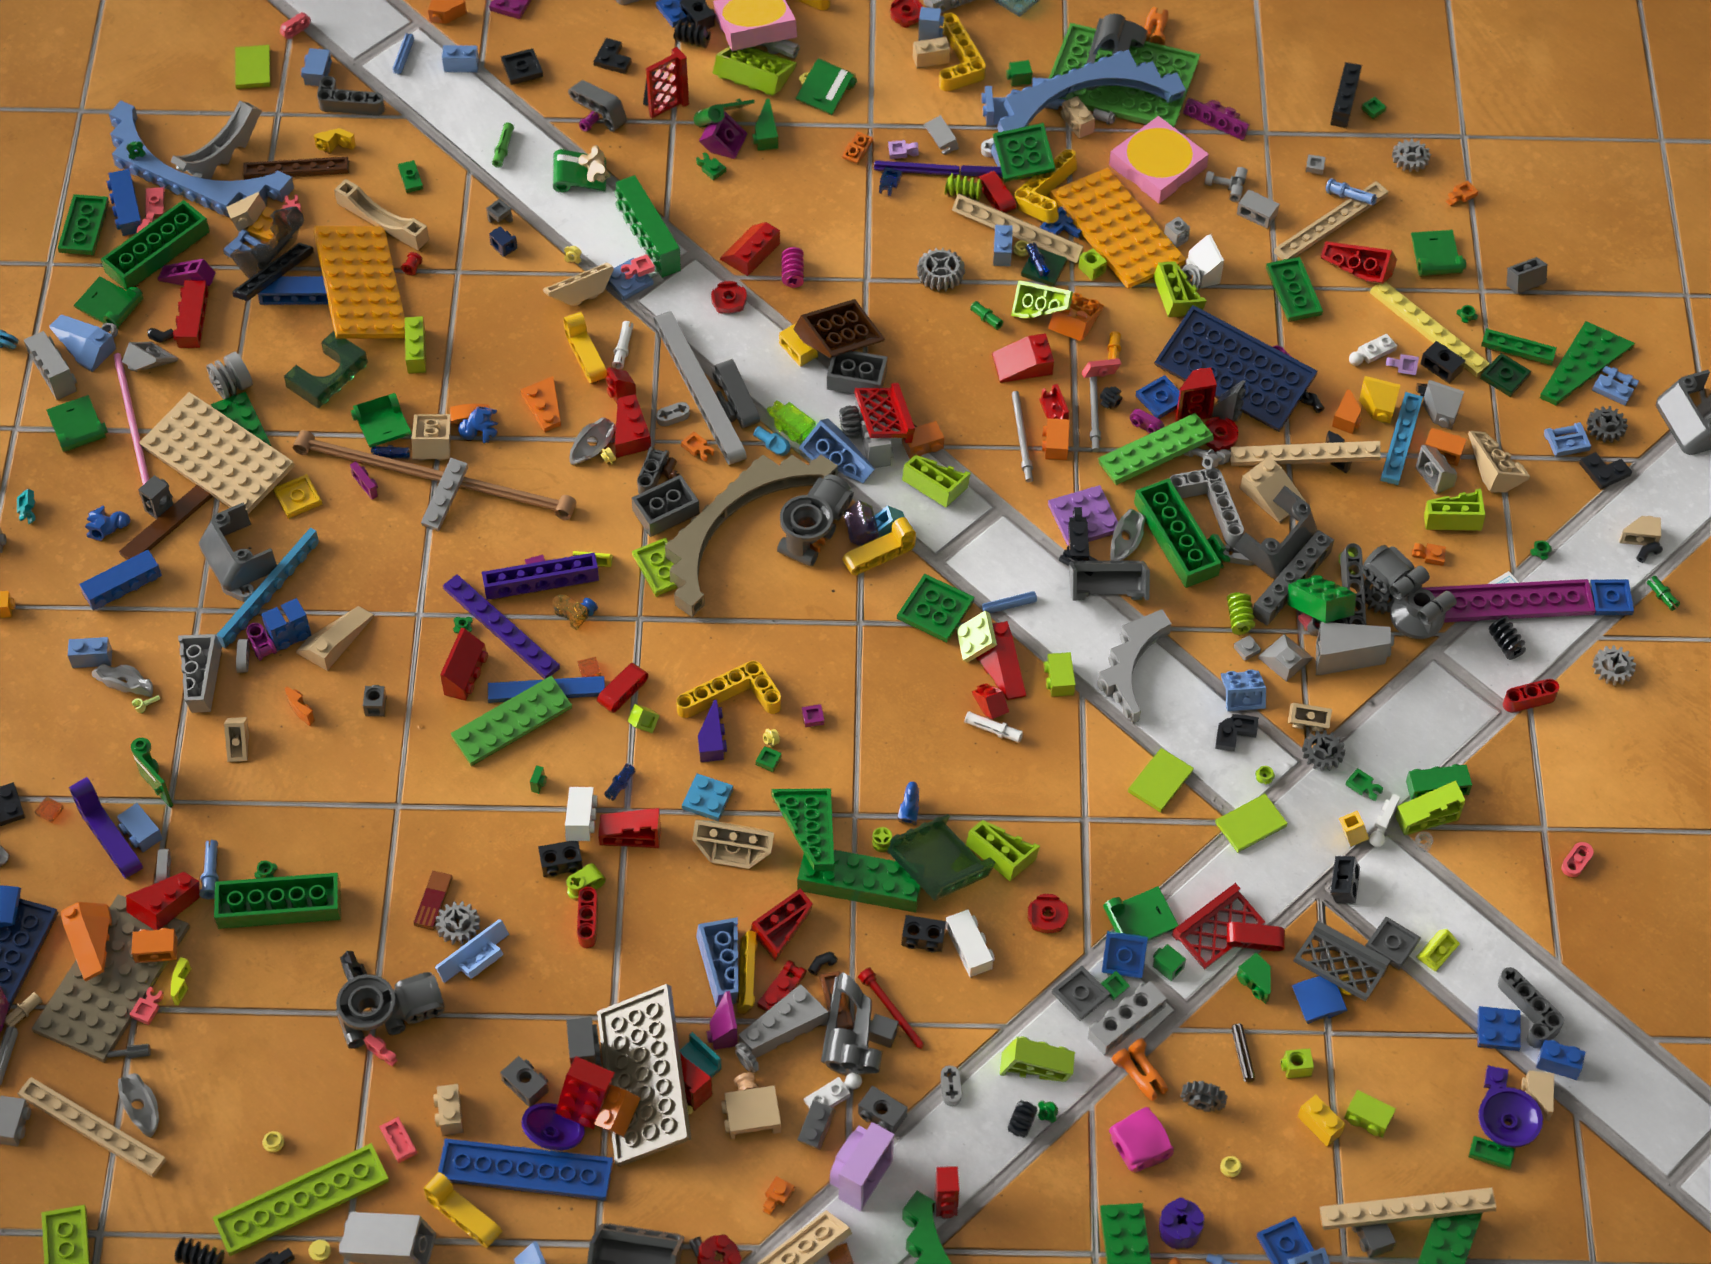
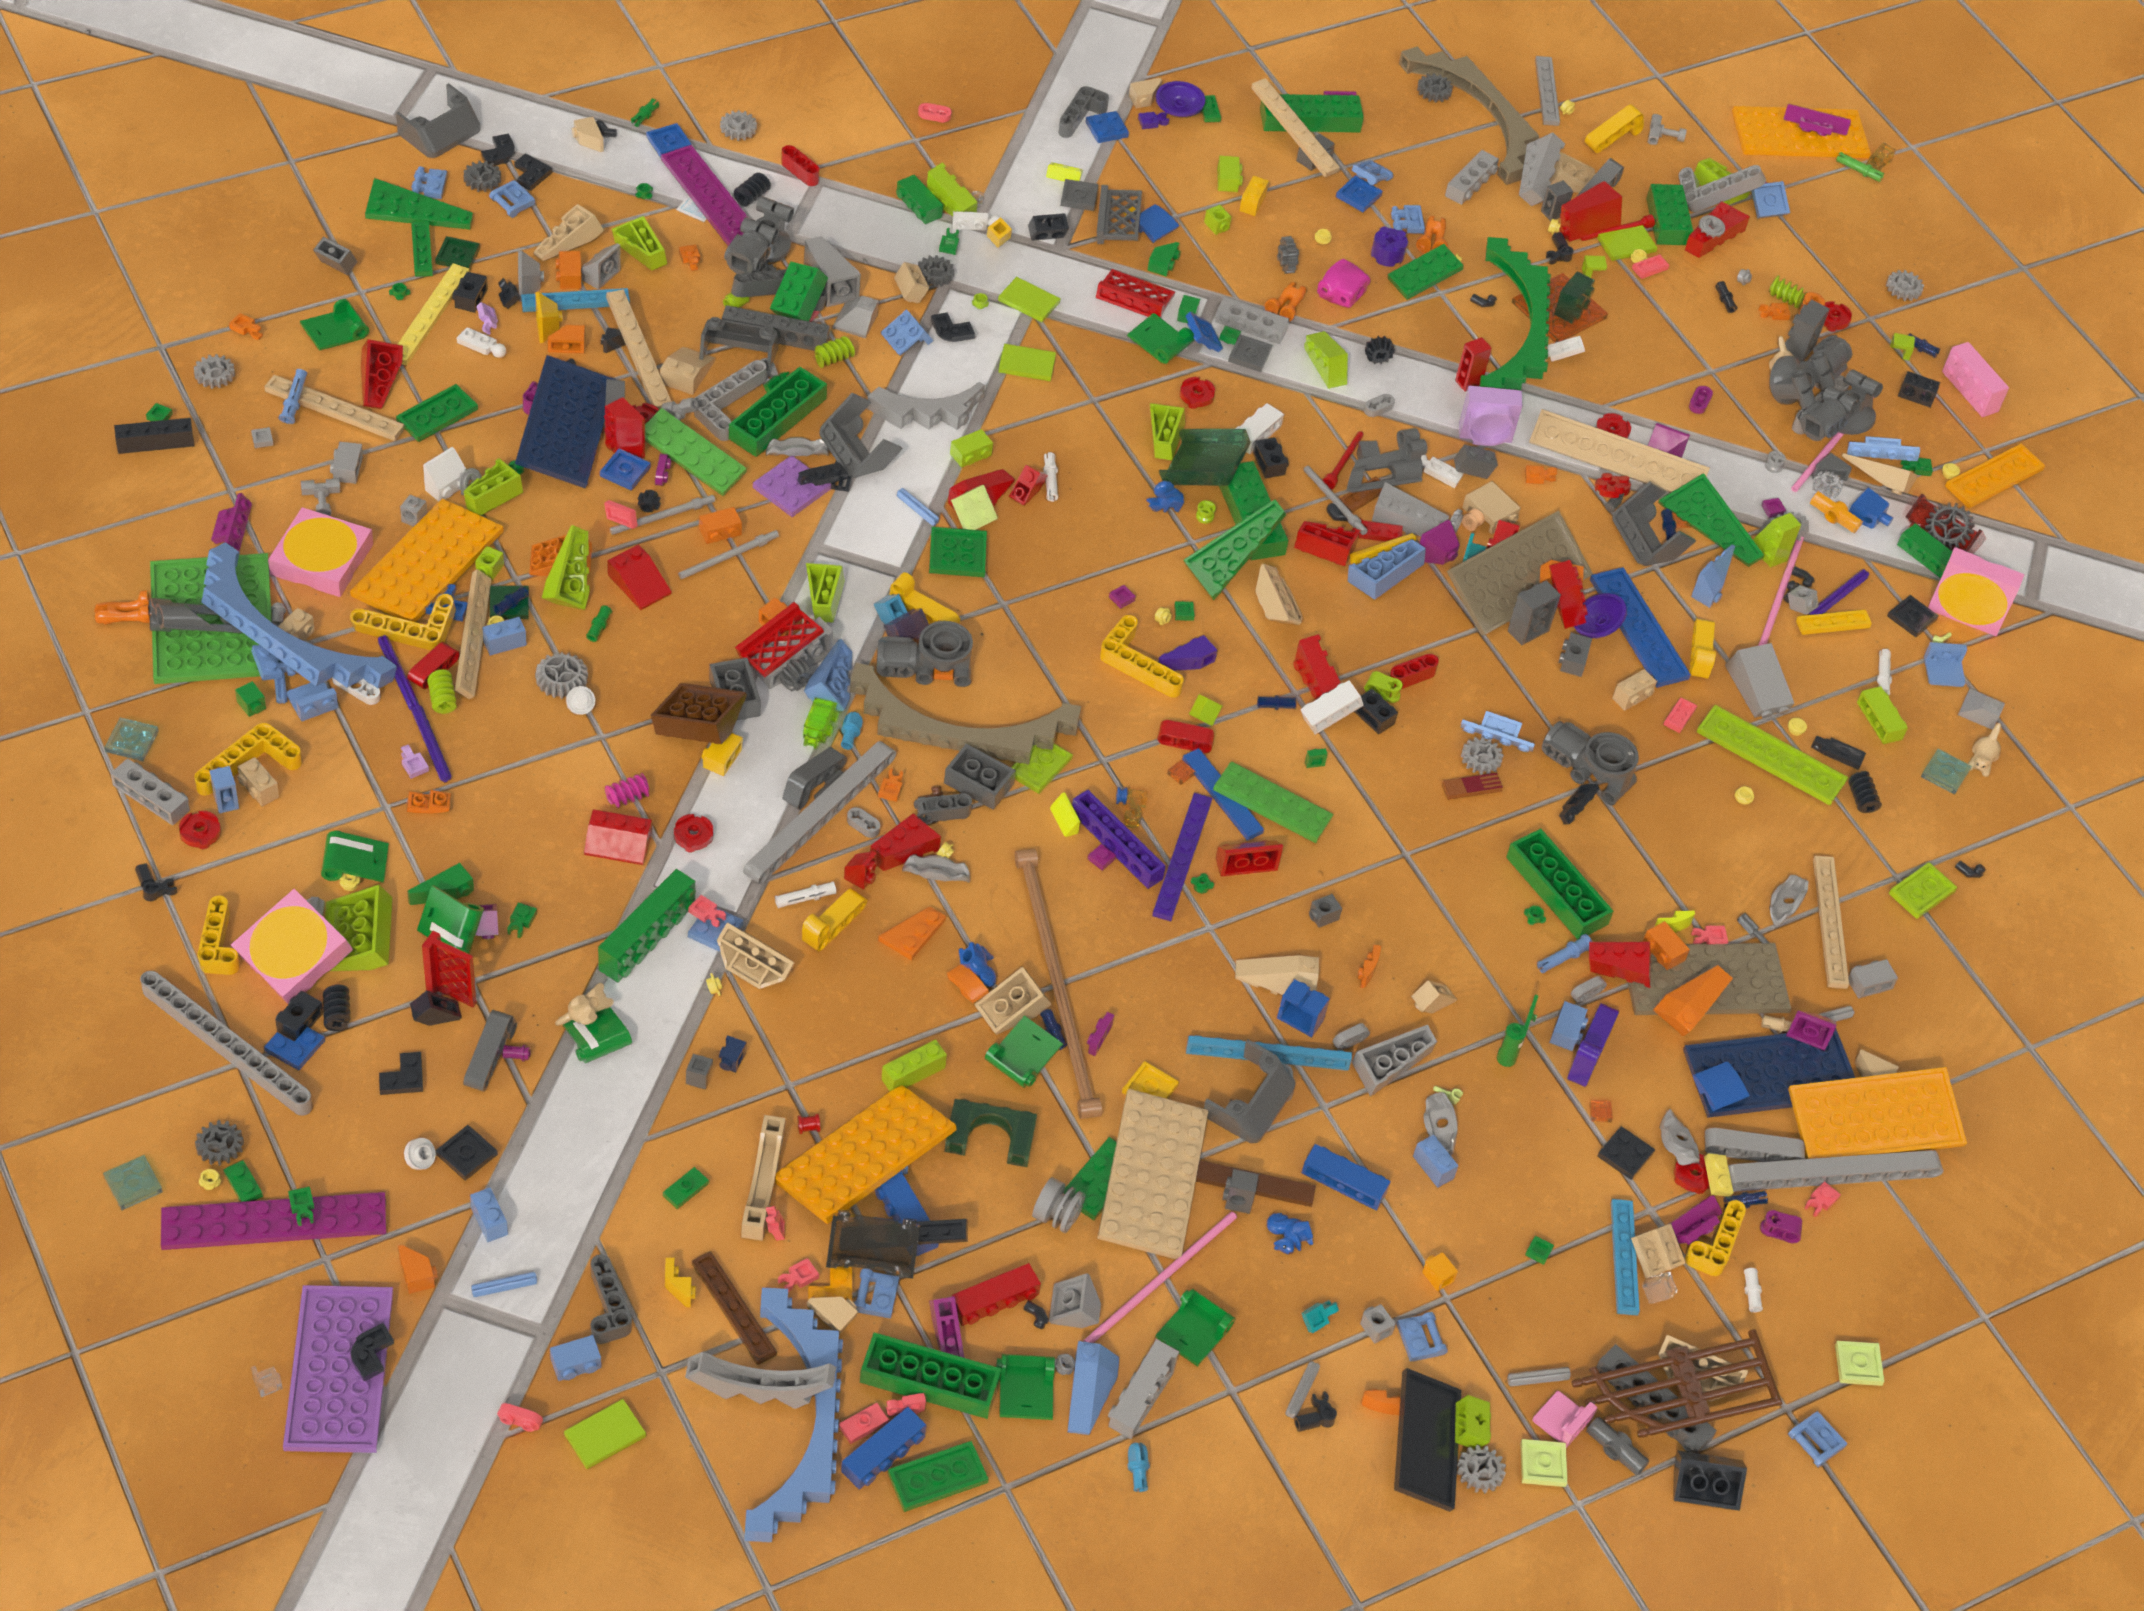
camera: 125 degrees left, 5 degrees down
(133, 146) = (818, 1459): green plate -> none
(261, 644) = (1328, 1030): magenta piece -> none
(338, 208) = (775, 1223): none -> coral plate
(444, 494) = (1076, 956): light grey plate -> none
(501, 149) = (589, 1119): bright green pin -> none
(535, 38) = (419, 1153): none -> white plate
(707, 797) = (1246, 641): dark azure plate -> none
(797, 960) = (1353, 519): none -> light grey bar
(878, 1100) = (1432, 431): dark grey brick -> none
(889, 179) = (460, 757): clear blue plate -> none
(905, 270) = (580, 700): none -> white plate
(942, 135) = (375, 734): light grey hinge -> none
(1024, 152) = (383, 642): green plate -> none
(1049, 1107) = (1359, 342): green plate -> none
(1054, 403) = (682, 538): red hinge -> none
(1114, 345) = (584, 519): light orange axle -> none
(1243, 1053) = (1229, 253): axle -> none
(1247, 648) = (863, 344): light grey plate -> none
(1255, 936) = (1132, 265): red beam -> none
(1560, 1059) = (1112, 85): blue brick -> none
(1646, 460) = (502, 152): none -> black plate

